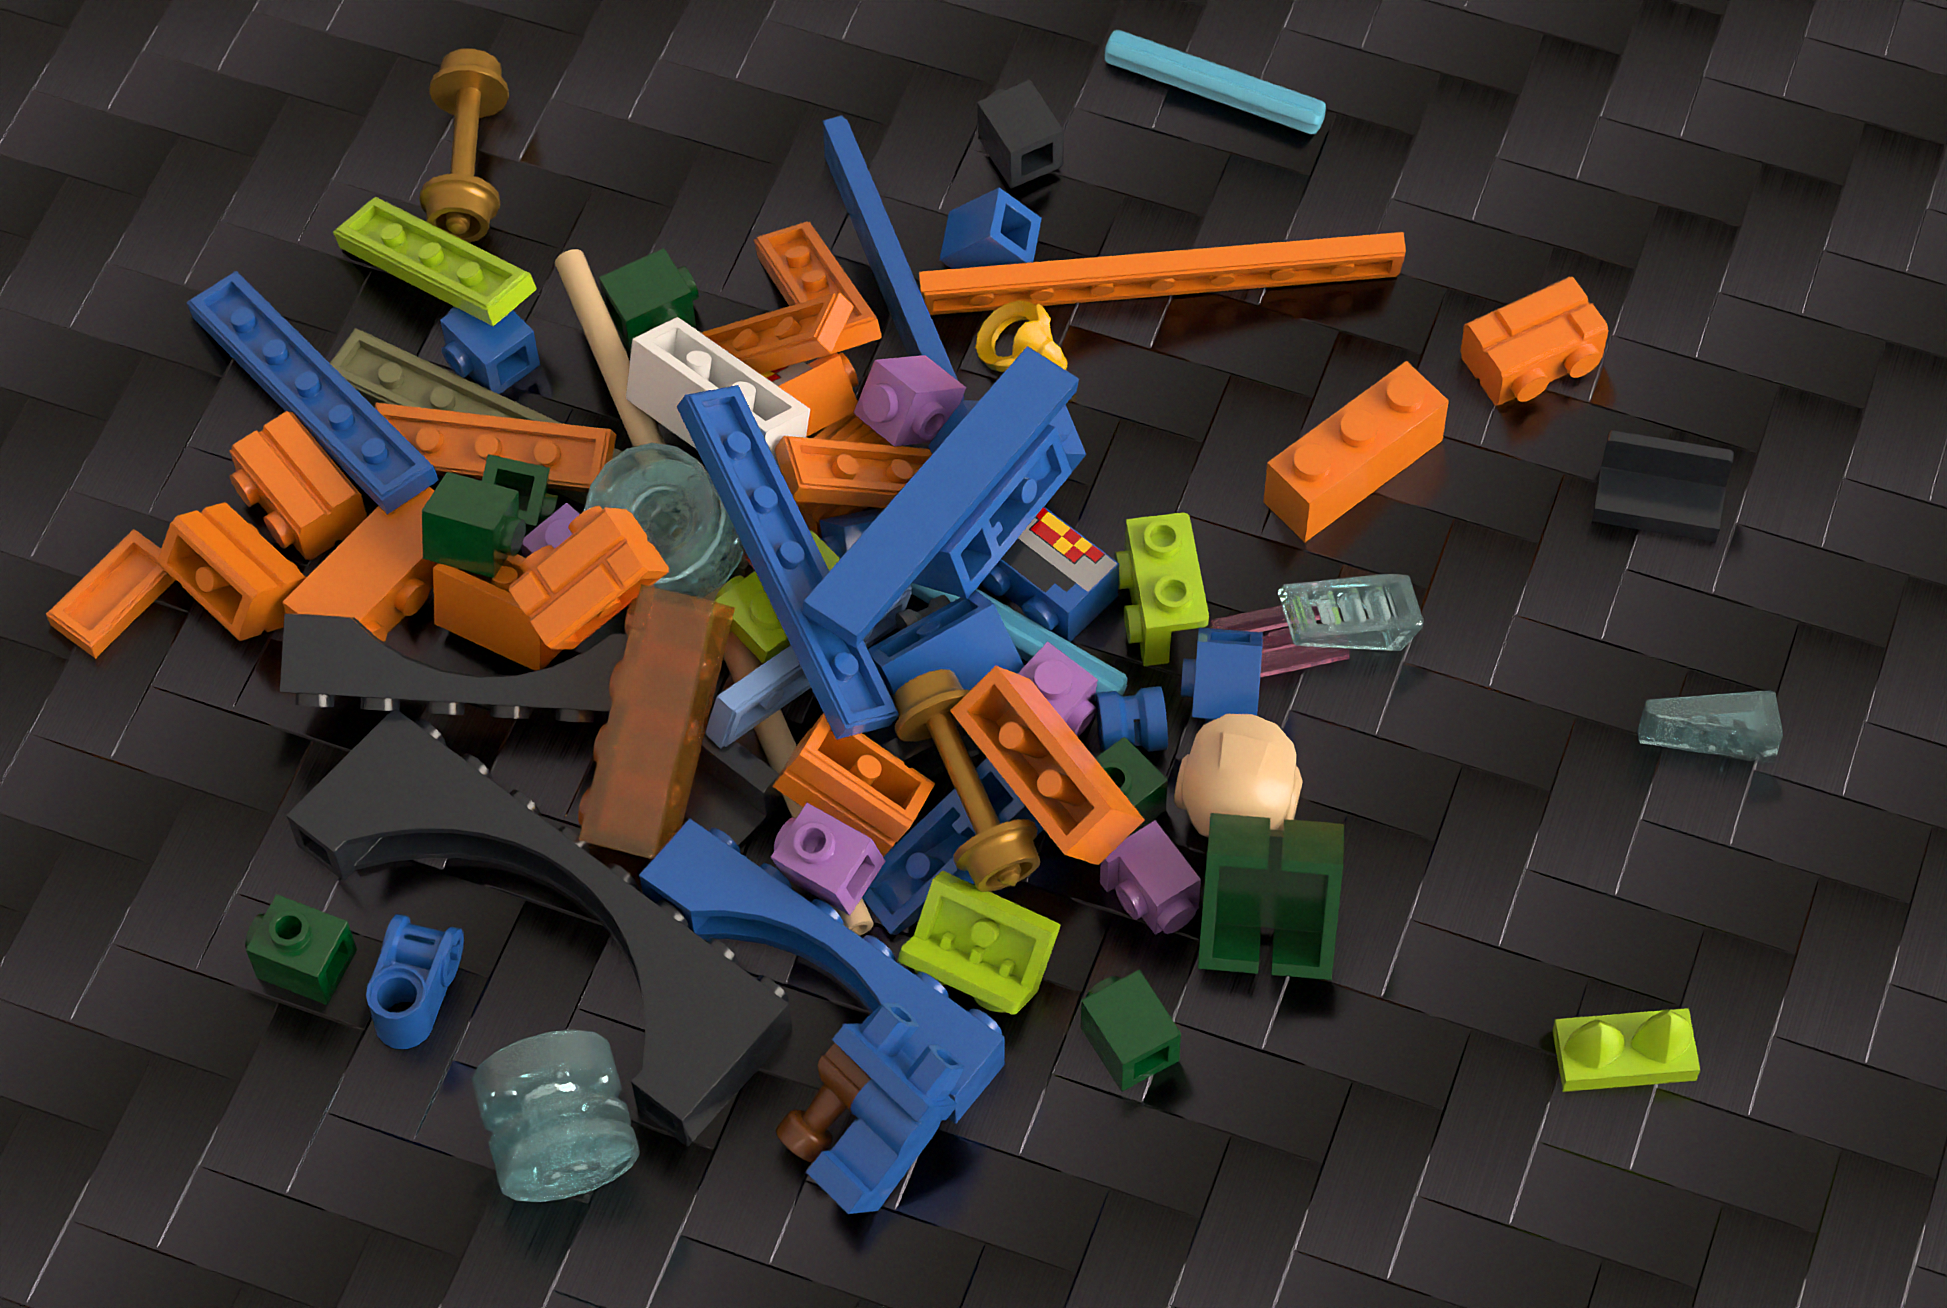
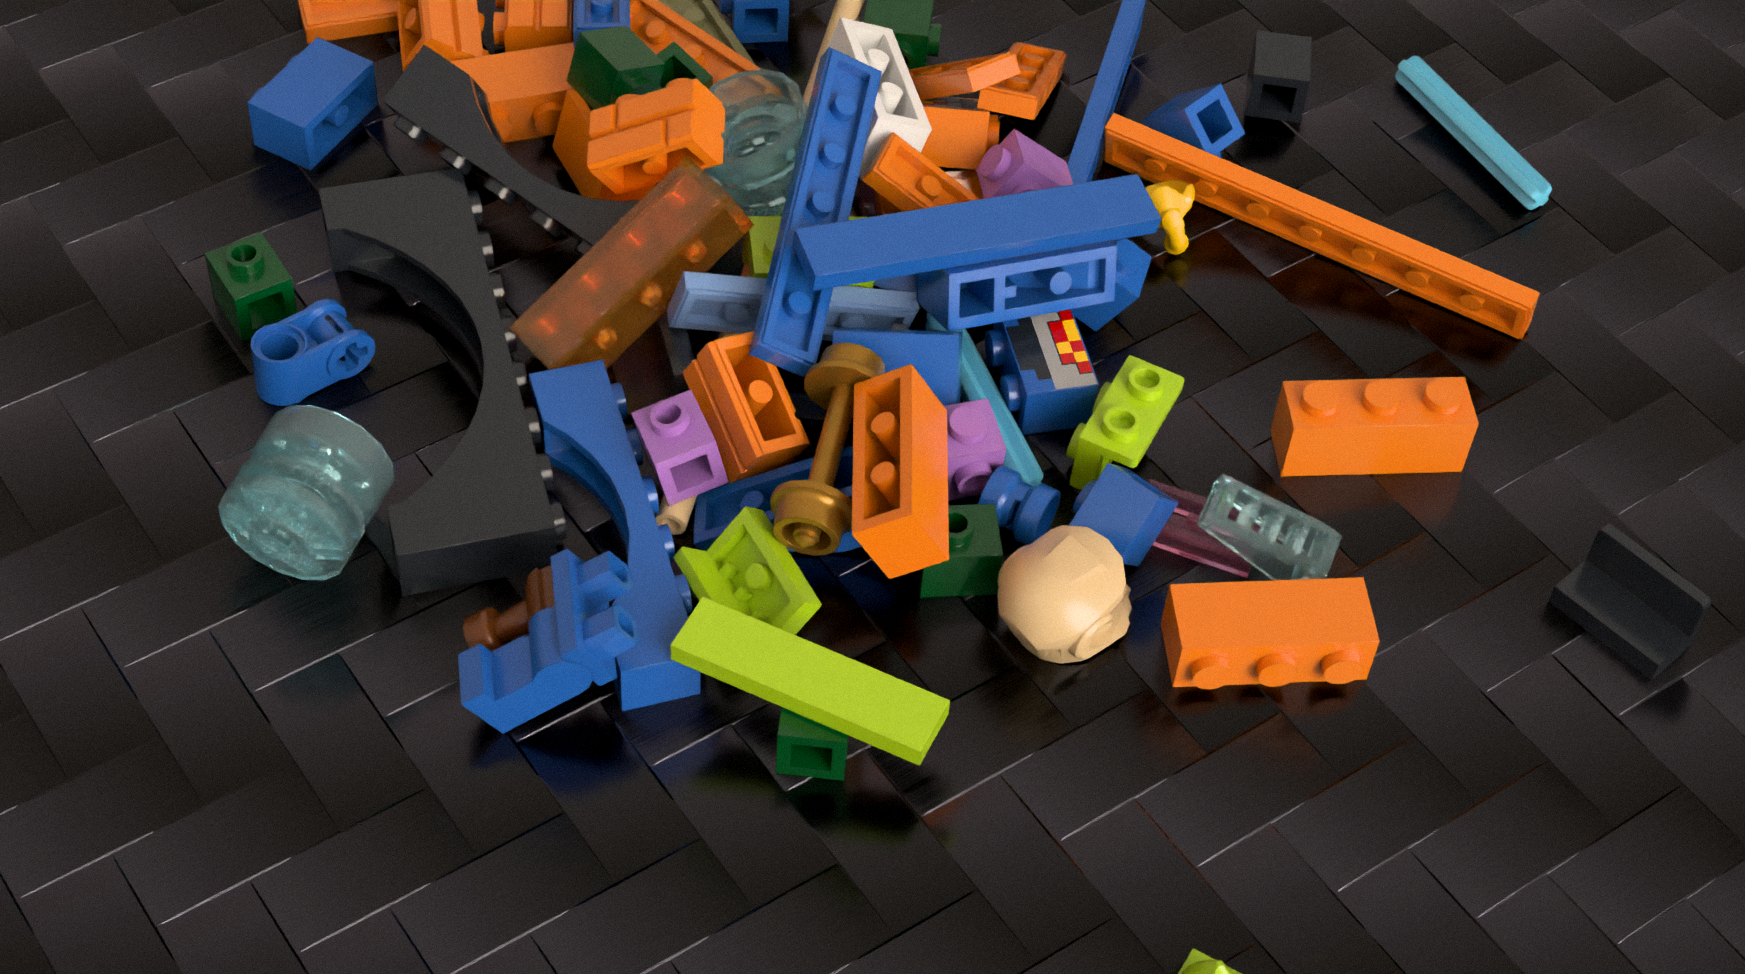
camera: 30 degrees right, 10 degrees down
(177, 724) = (313, 103): none -> blue brick
(1114, 1001) = (810, 680): none -> lime tile
(1152, 880) = (932, 625): medium lavender brick -> none
(1276, 882) = (1019, 674): dark green piece -> none
(1413, 704) = (1269, 632): none -> orange brick
(1534, 342) = (1598, 437): orange brick -> none
(1719, 725) = (1531, 806): clear light blue slope -> none

